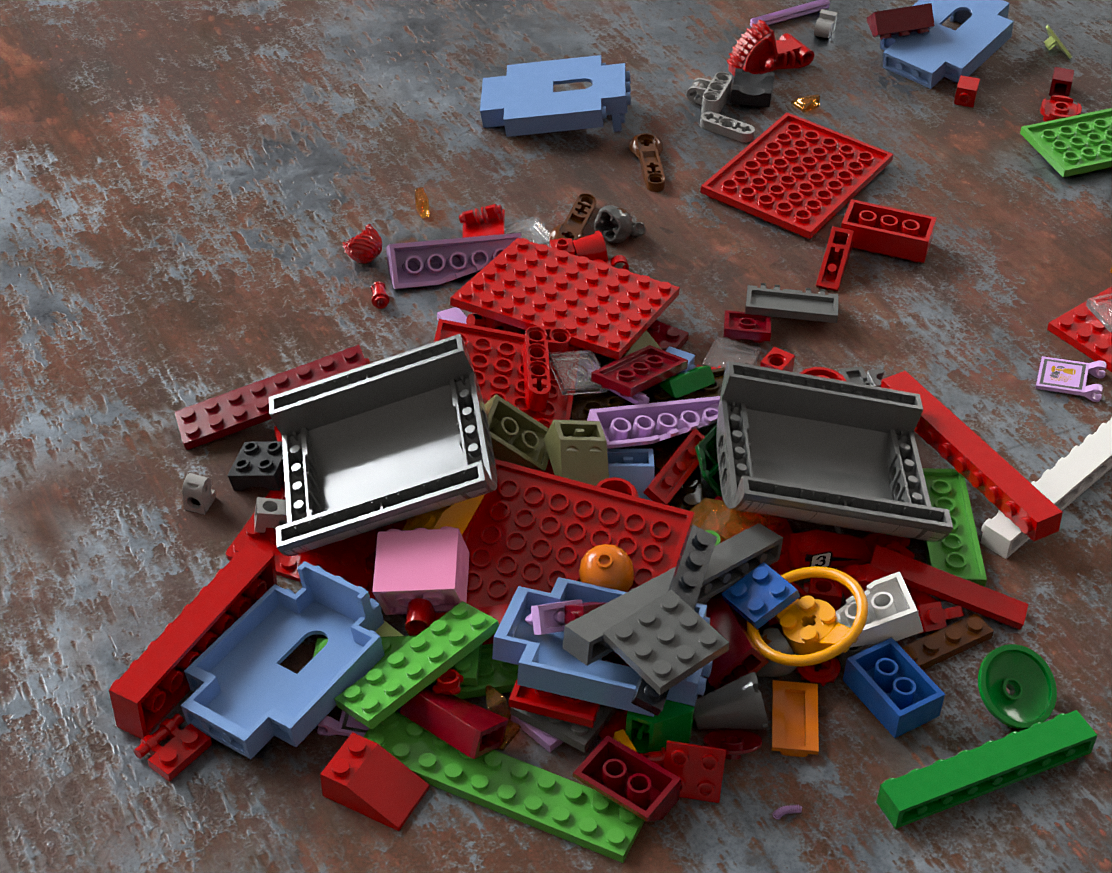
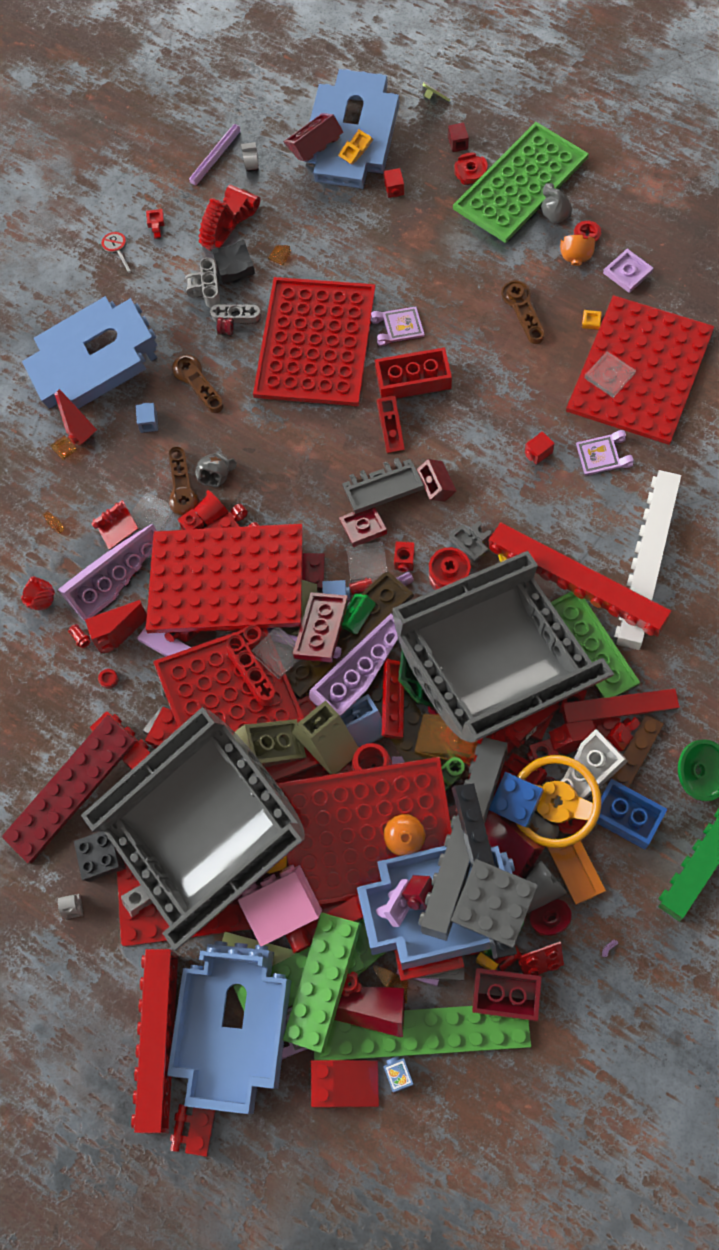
camera: 20 degrees left, 25 degrees up
(383, 340) = (108, 678): none -> red tile
(421, 293) = (115, 626): none -> red slope
(443, 805) = (398, 1074): none -> brick
(475, 156) = (63, 447): none -> clear orange plate
(501, 141) = (75, 423): none -> red slope
(576, 164) = (147, 417): none -> medium blue brick
(640, 39) = (114, 243): none -> piece
(693, 35) = (155, 219): none -> red plate
(709, 129) = (225, 326): none -> dark red wheel
(855, 319) = (436, 480): none -> dark red brick
(897, 194) = (400, 325): none -> lavender flag
(940, 46) = (356, 147): none -> light orange slope
(994, 341) = (539, 448): none -> red brick
(1049, 220) = (523, 308): none -> reddish brown beam

